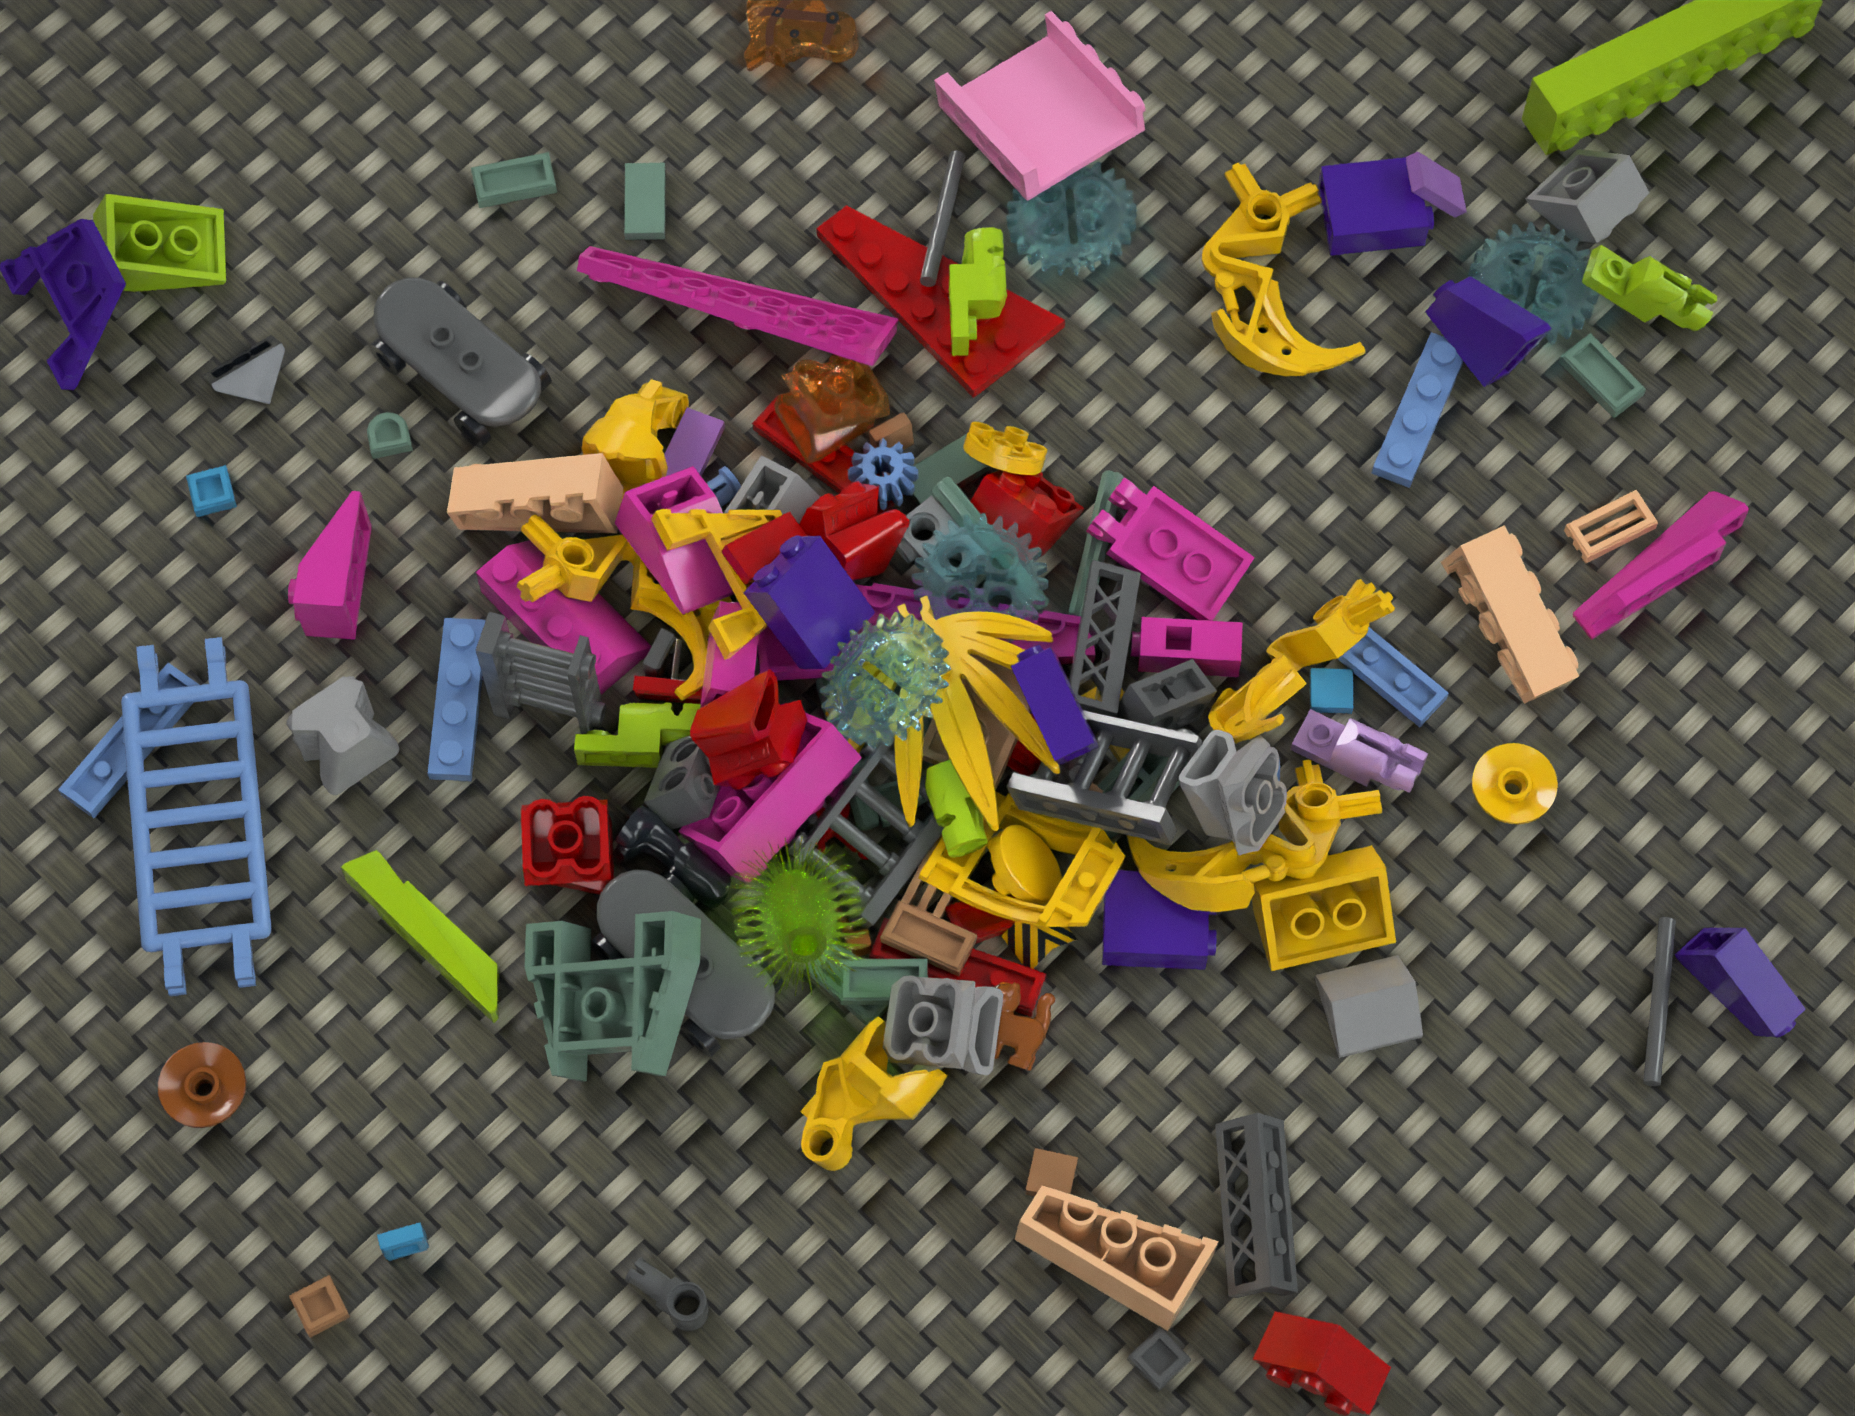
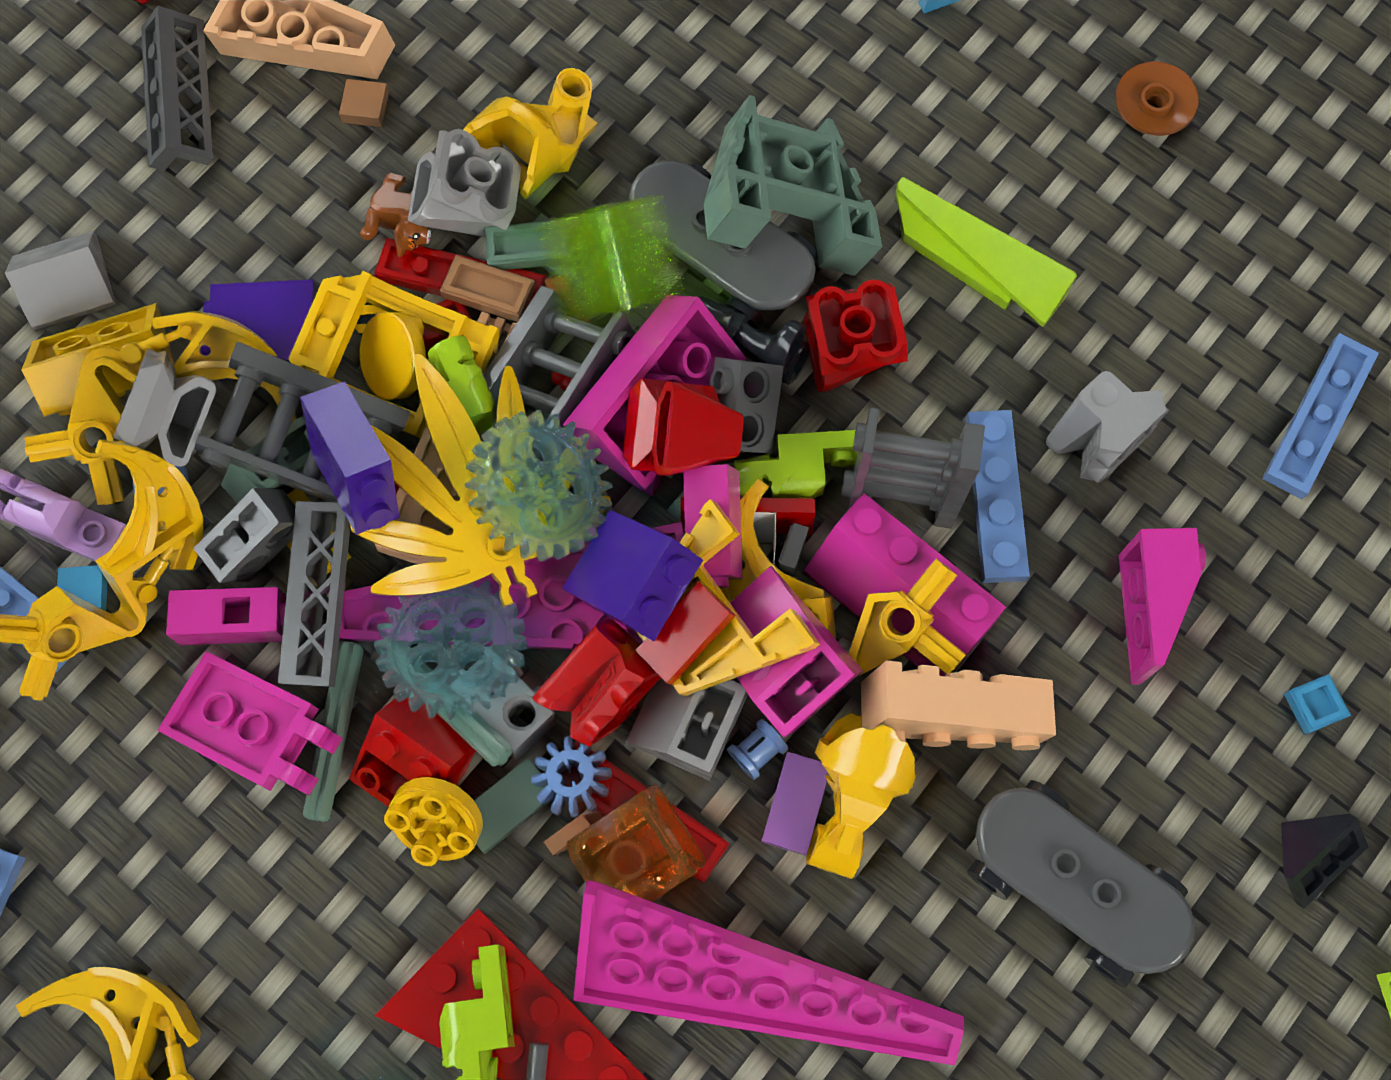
camera: 175 degrees right, 5 degrees up
(142, 820) = (1259, 494): medium blue bar -> none
(388, 435) = (1138, 791): sand green tile -> none

